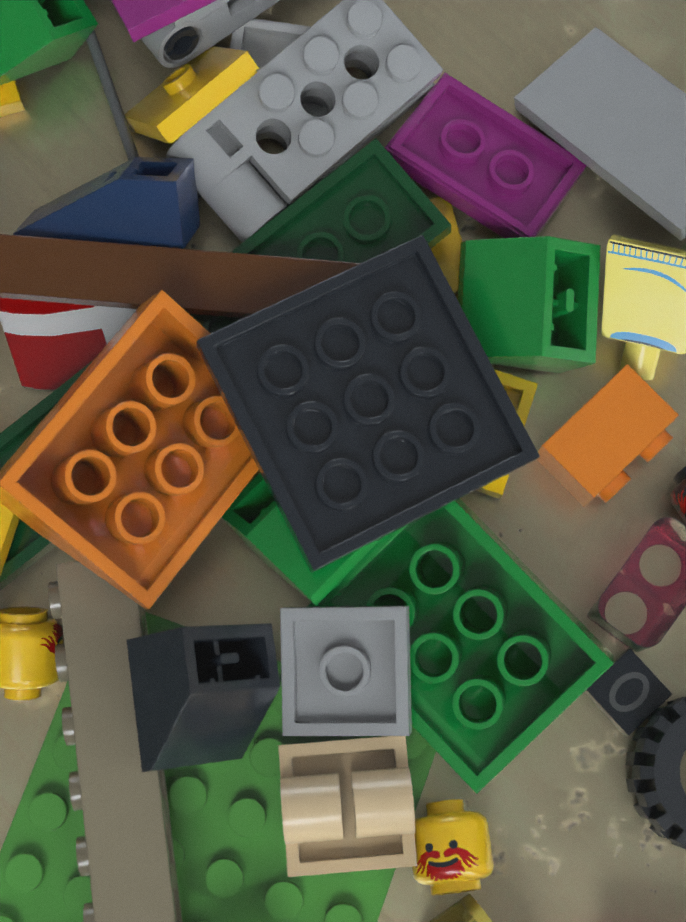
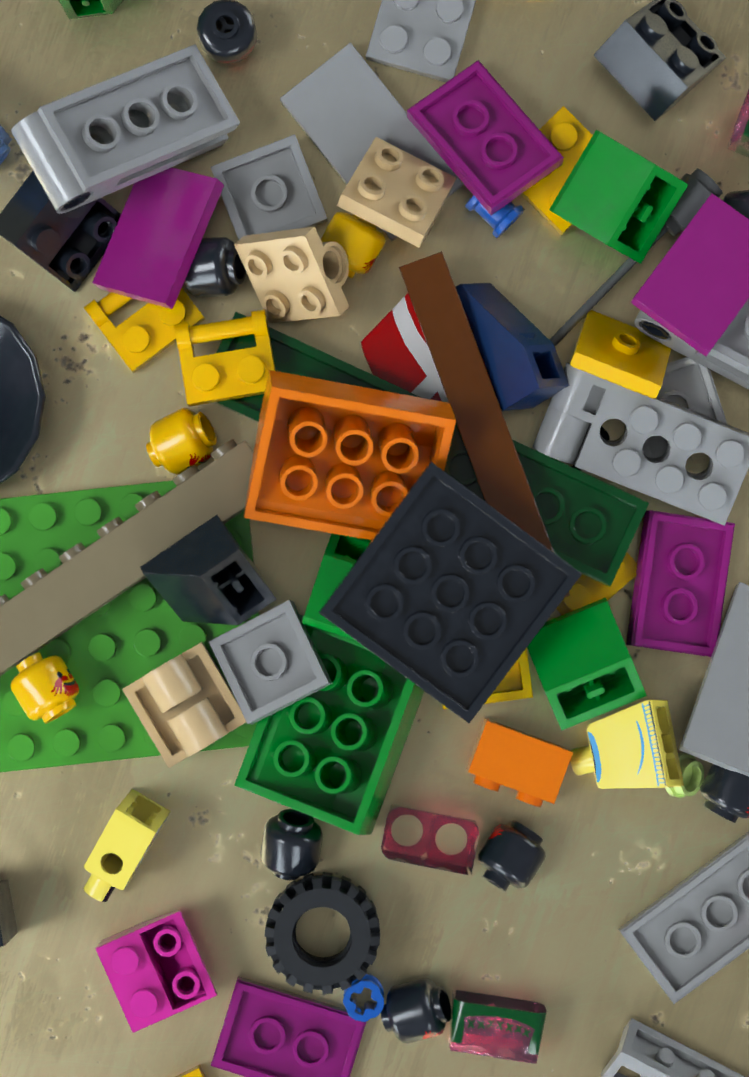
camera: 65 degrees right, 10 degrees up
(452, 848) = (192, 785): yellow head -> none
(582, 759) = (291, 844): none -> black head
(628, 692) = (352, 855): black tile -> none

